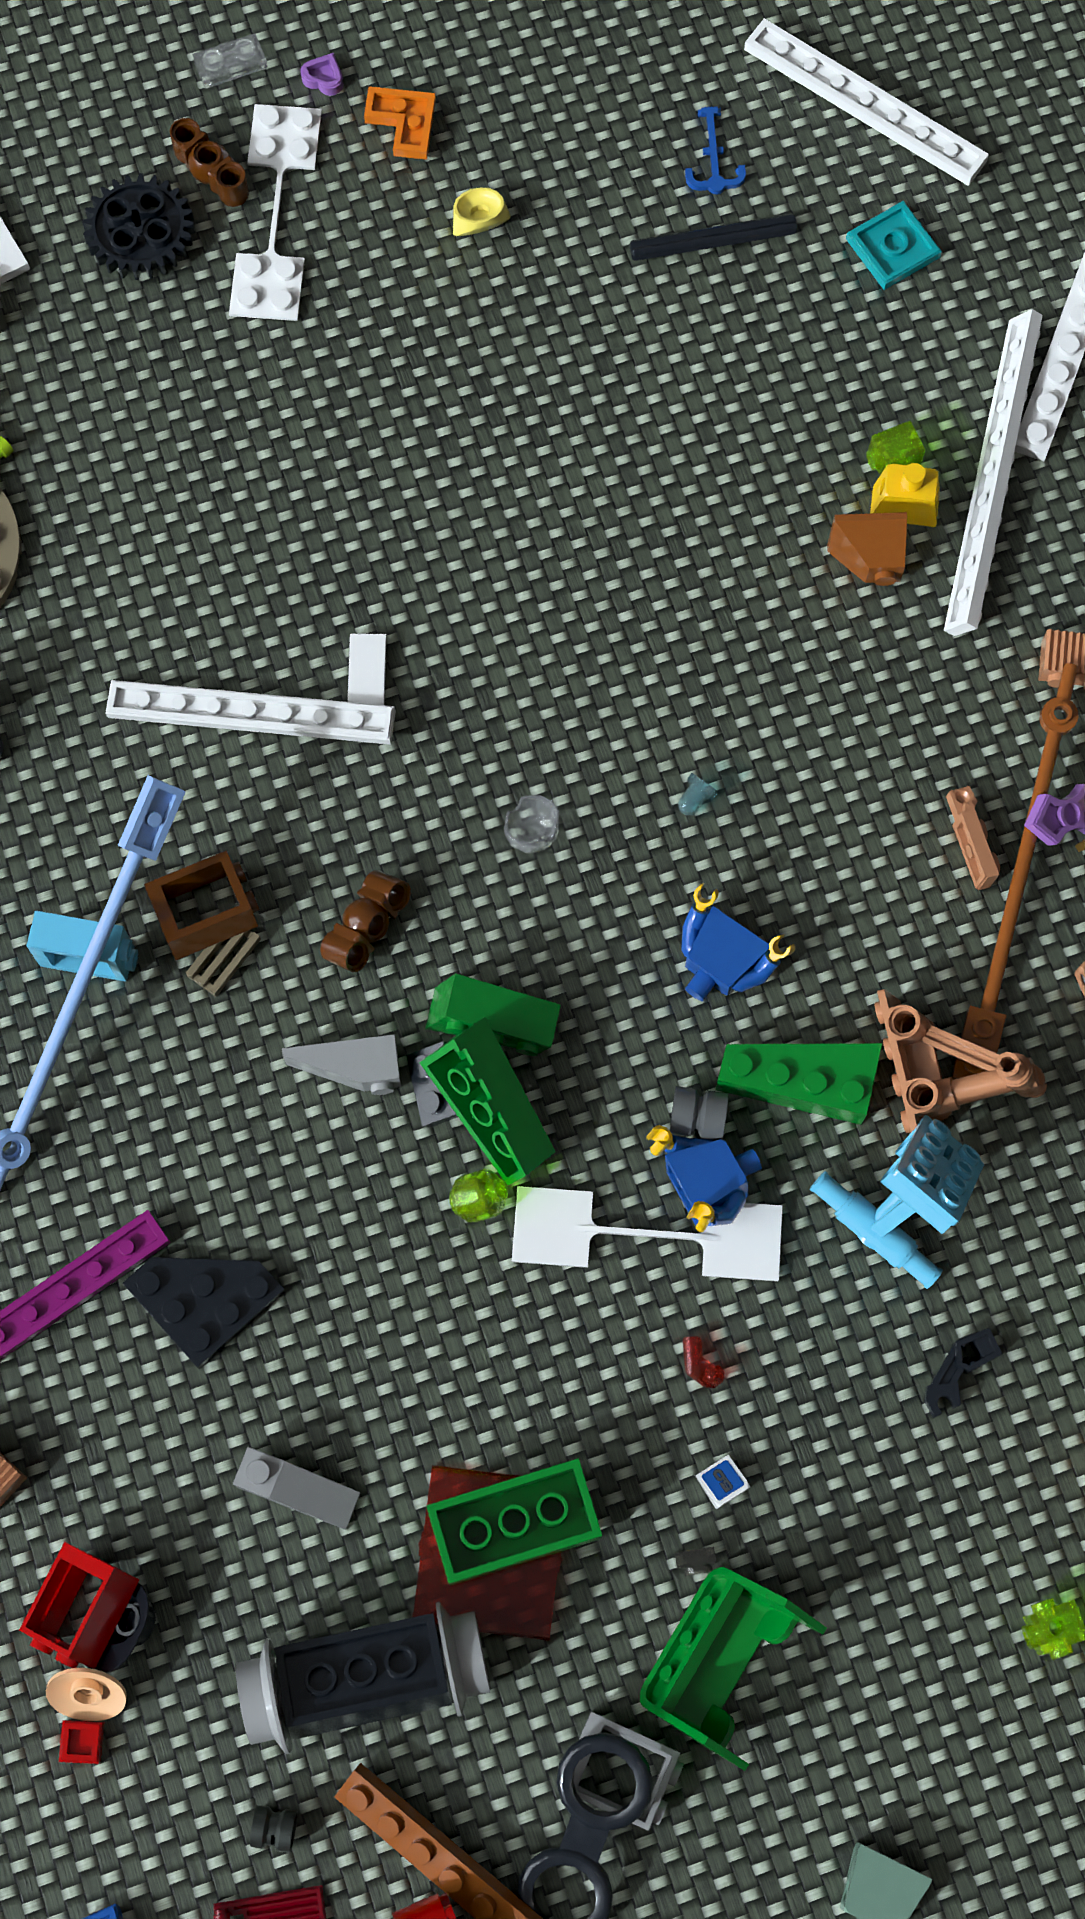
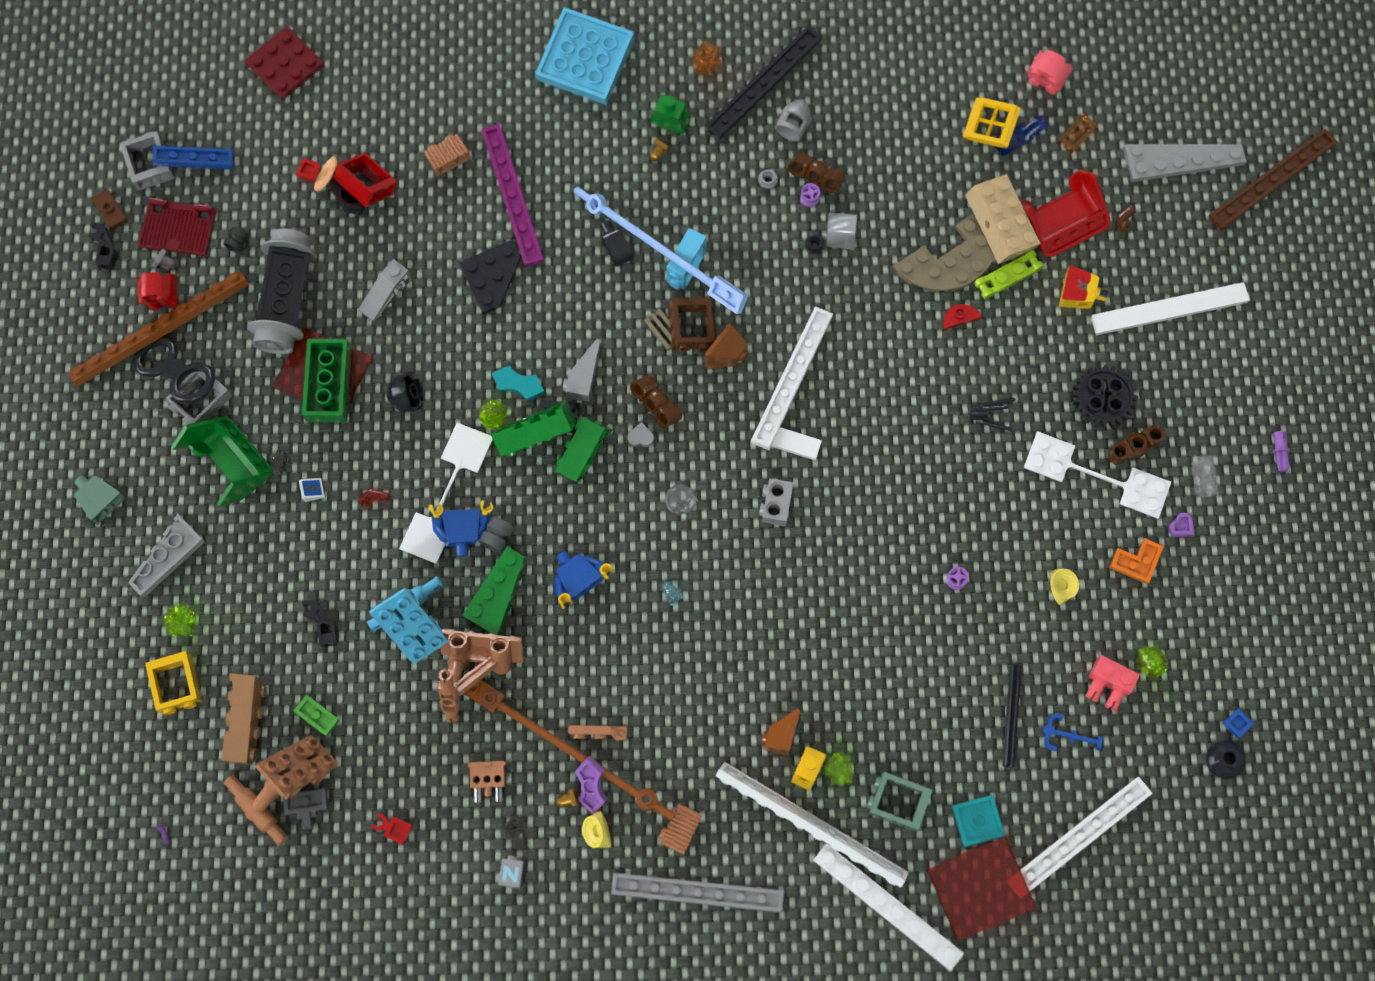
camera: 110 degrees right, 0 degrees up
(55, 480) = (960, 315): none -> red plate
(81, 1088) = (616, 244): none -> black piece
(222, 405) = (979, 411): none -> black plant
(233, 827) = (726, 350): none -> dark orange slope
(401, 1197) = (509, 380): none -> teal tile
(434, 932) = (640, 436): none -> light grey tile
(482, 661) = (779, 502): none -> light grey brick
(489, 1372) = (405, 392): none -> black cylinder
(520, 357) = (961, 577): none -> medium lavender wheel
(560, 62) = (1152, 661): none -> clear neon green head
(602, 112) = (1113, 676): none -> coral brick
(909, 325) = (920, 809): none -> sand green window
(933, 1705) = (172, 551): none -> light grey wing
(995, 211) = (981, 889): none -> clear red piece

